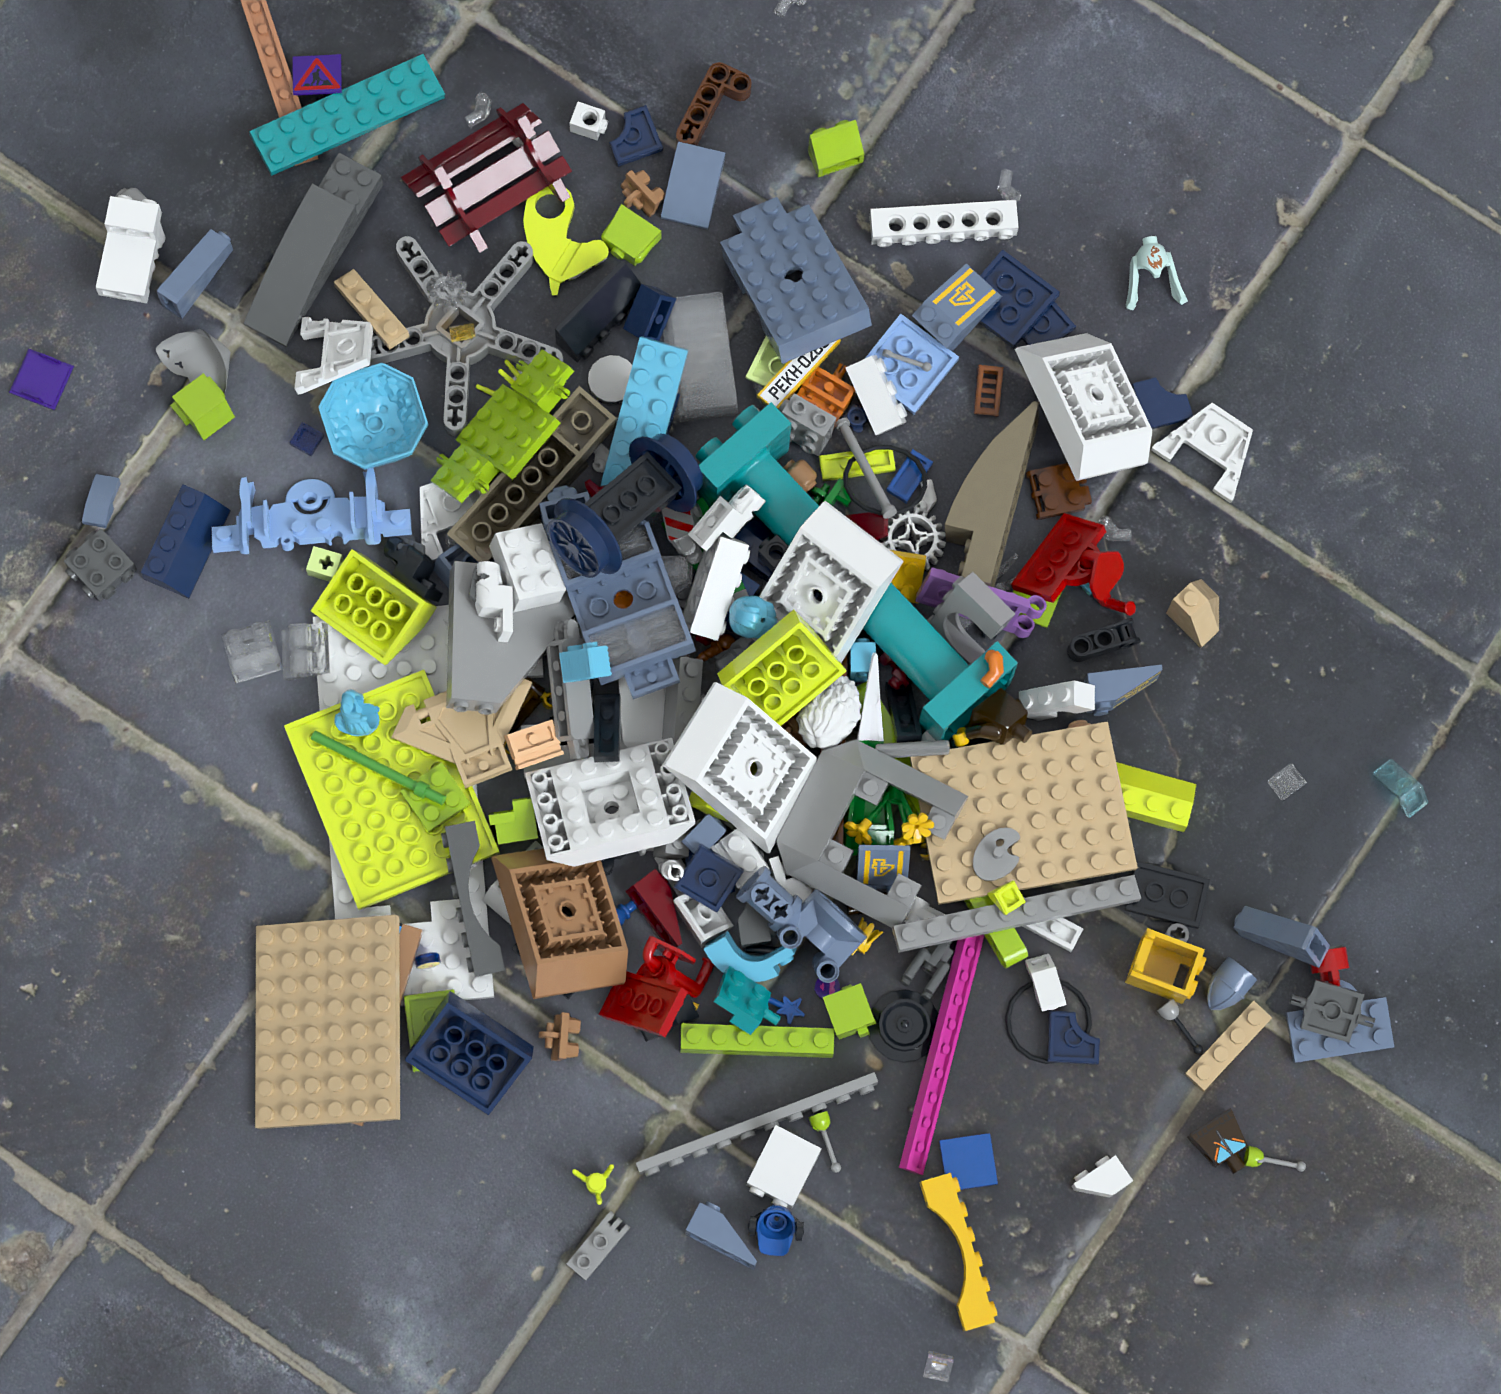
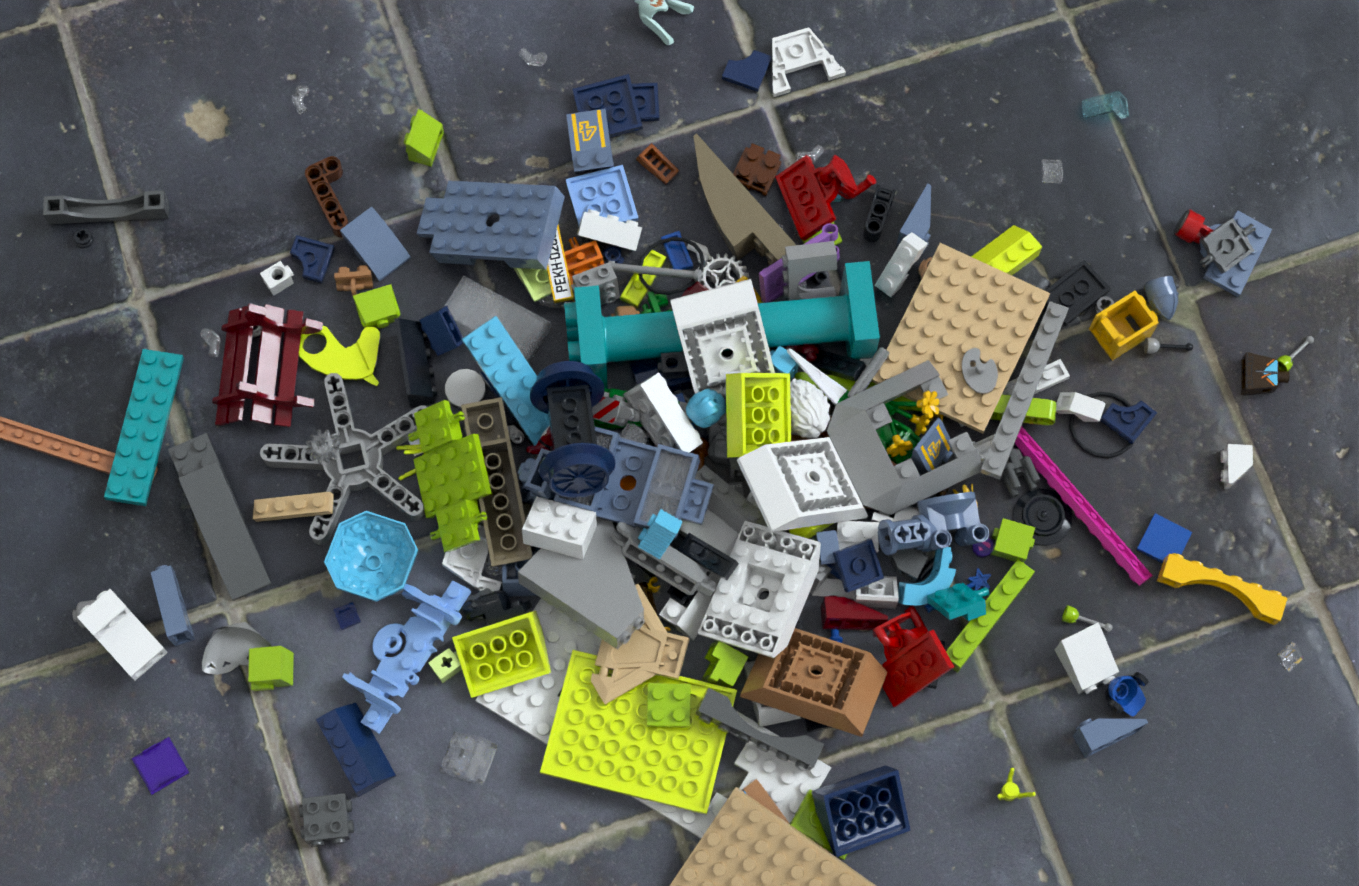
camera: 50 degrees left, 5 degrees down
(100, 501) = (280, 785): sand blue slope -> none
(305, 651) = (497, 721): clear plate -> none
(317, 74) = (100, 426): dark purple piece -> none
(344, 351) = (308, 541): white wing -> none
(356, 716) = (574, 716): medium azure hair -> none
(420, 788) = (657, 709): bright green bar -> none
(427, 960) = (777, 792): clear blue tile -> none
(462, 332) = (360, 457): clear yellow slope -> none
(493, 598) = (566, 563): white plate -> none
(533, 744) = (682, 613): light nougat plate -> none
(557, 1037) = (891, 743): medium nougat hips -> none
(597, 1247) = (1053, 822): light grey hinge -> none
(671, 869) = (833, 586): white pin -> none
(726, 517) = (627, 373): white plate -> none
(747, 1128) = (1043, 666): light grey plate -> none
(925, 366) = (614, 188): light grey hinge -> none
(996, 668) = (864, 275): orange arm -> none
(996, 719) = (891, 308): dark brown torso -> none
(1003, 211) = (547, 71): white brick -> none
(1007, 897) = (1012, 385): neon yellow slope -> none
(1094, 432) = (718, 106): white slope -> none
(1196, 612) = (902, 144): tan slope -> none
(1228, 1046) = (1200, 327): tan plate -> none
(1282, 935) = (1156, 239): sand blue slope -> none

